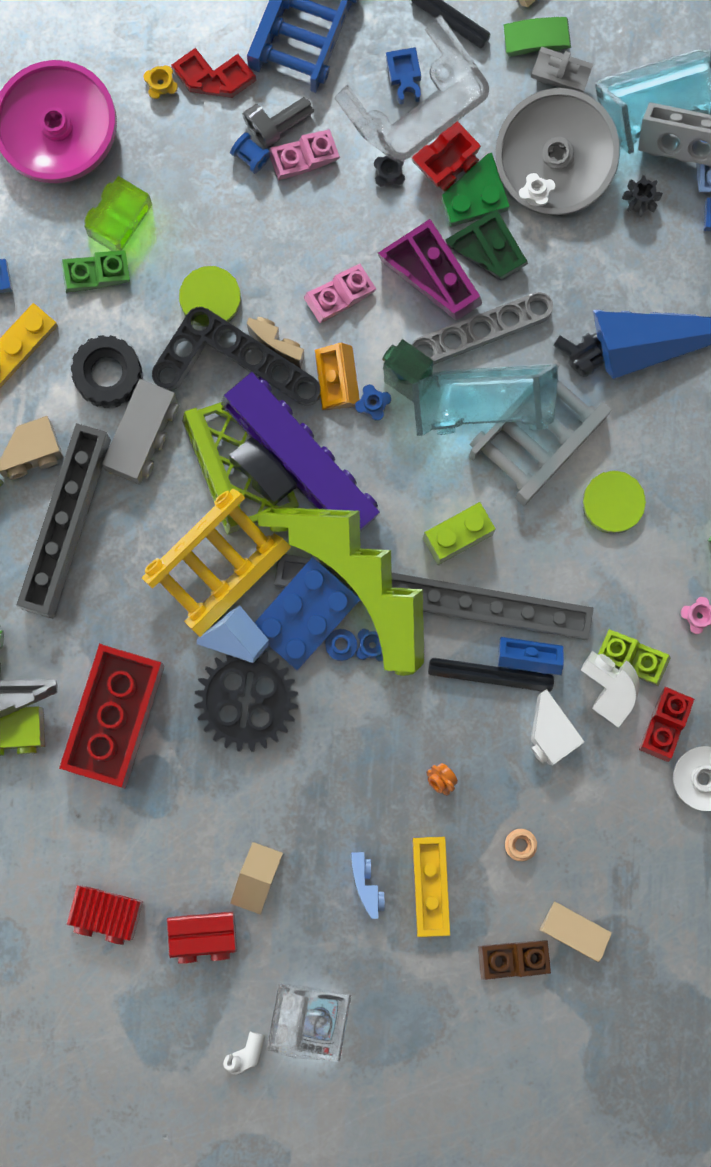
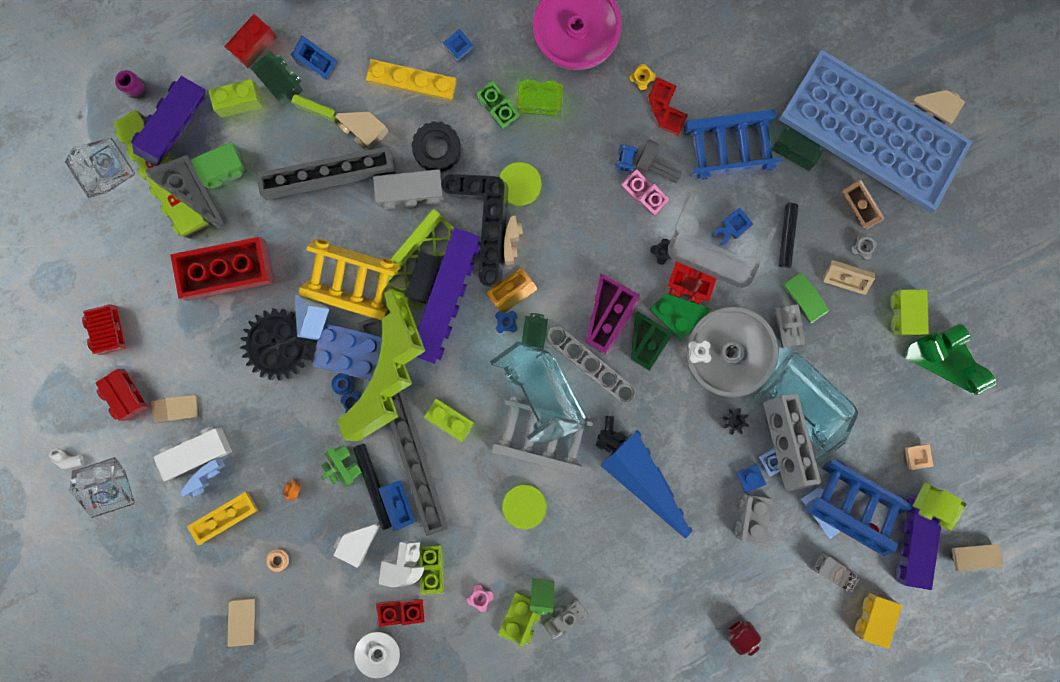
camera: 70 degrees right, 5 degrees up
(326, 881) = (192, 453): none -> white brick
(340, 293) = (566, 263): bright pink slope -> none
(444, 706) = (335, 457): none -> bright green hips
(514, 959) = (206, 592): reddish brown slope -> none

